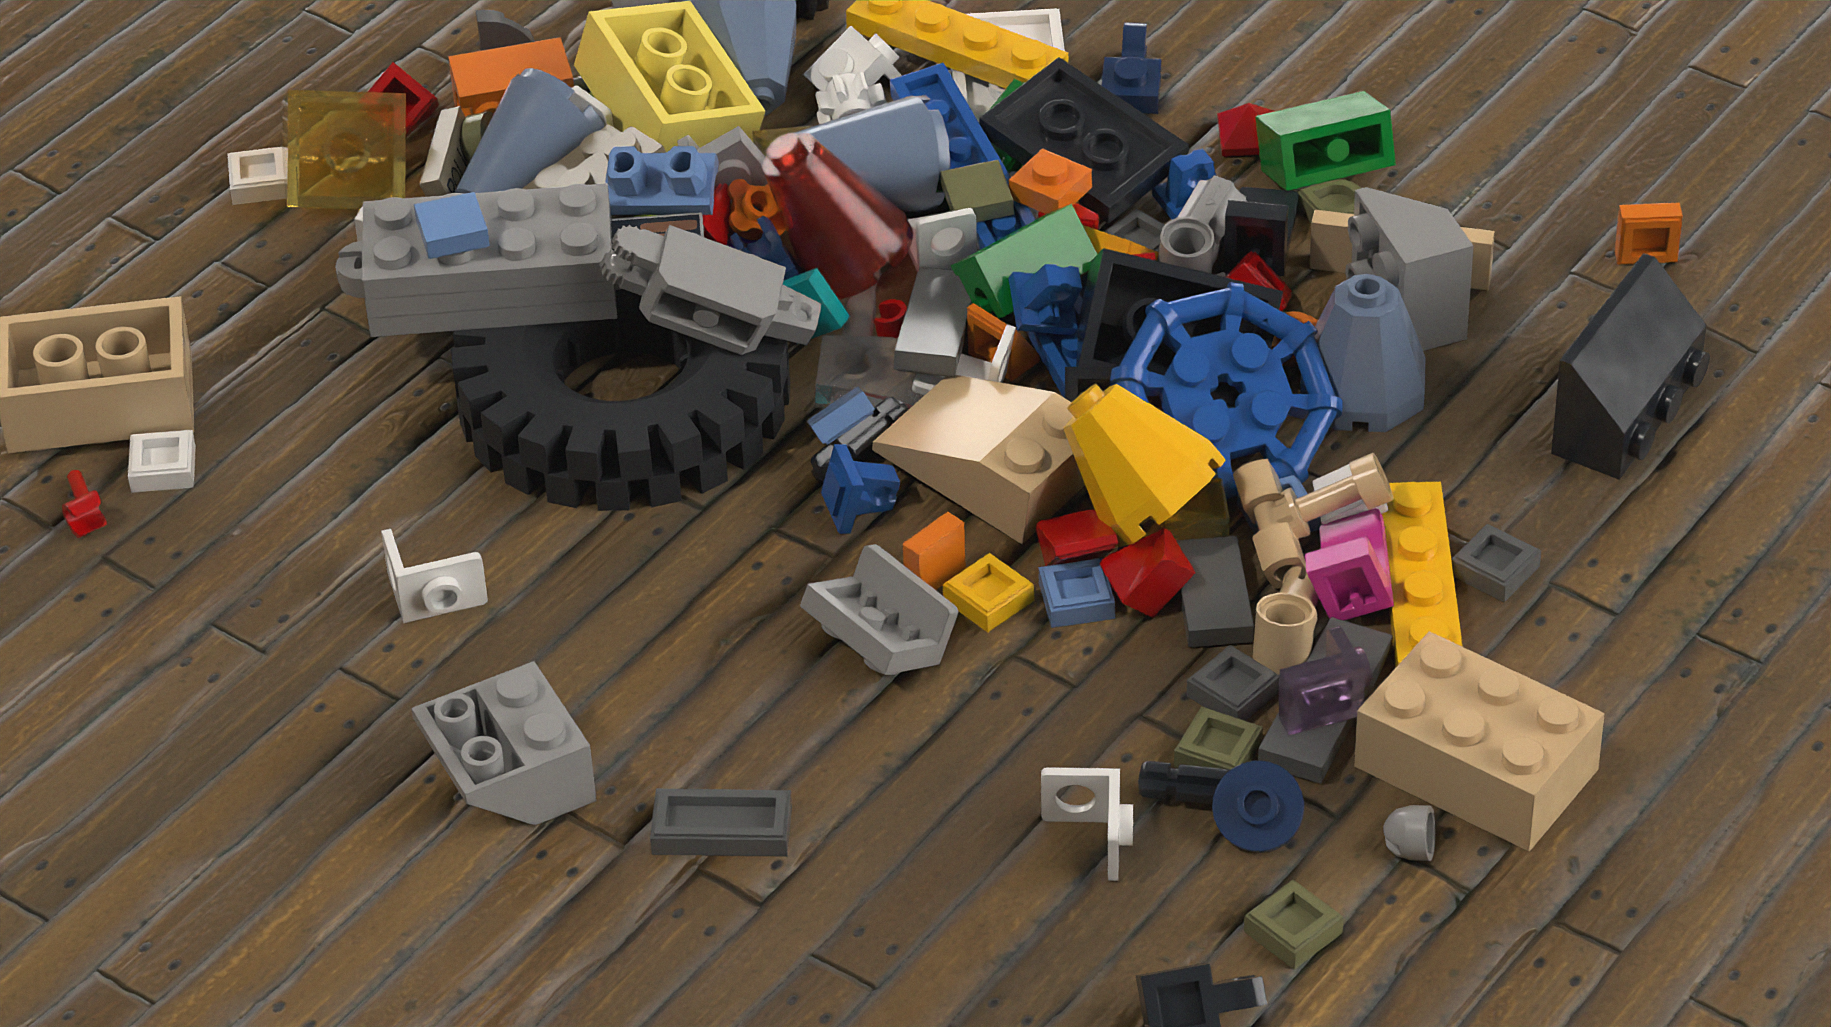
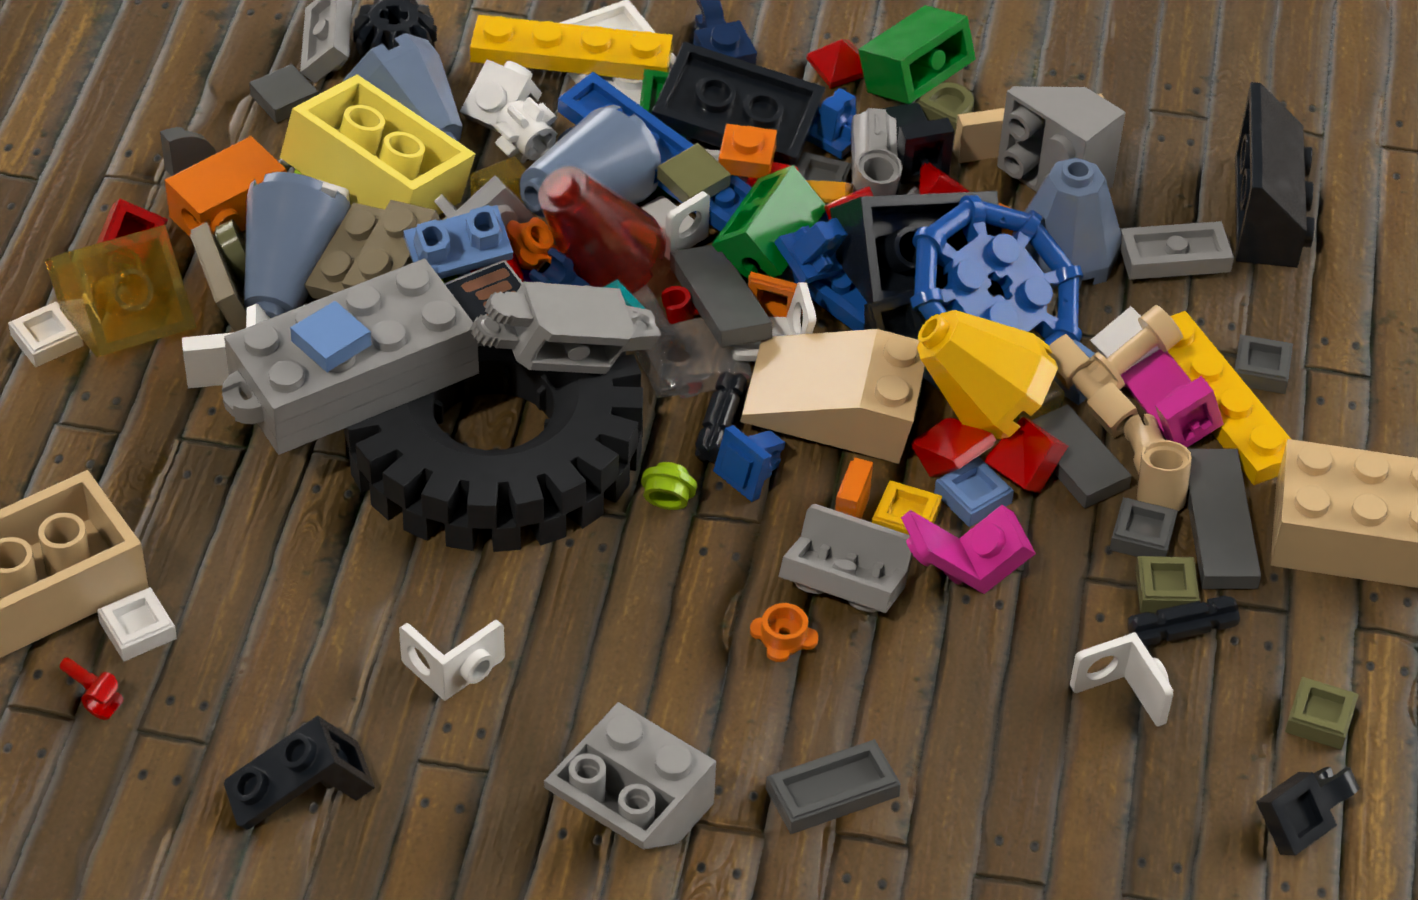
camera: 30 degrees left, 5 degrees up
(228, 618) = (293, 766): none -> black bracket
(753, 488) = (668, 486): none -> lime plate
(774, 661) = (780, 620): none -> orange plate
(841, 416) = (700, 400): medium blue tile -> none
(1013, 655) = (978, 557): none -> dark pink bracket
(1258, 806) = (1239, 625): dark blue piece -> none
(1324, 688) = (1235, 507): clear purple bracket -> none
(1411, 832) = (1359, 606): light grey hinge -> none
(1477, 418) = (1176, 250): none -> light grey plate
(1648, 230) = (1197, 63): orange tile -> none

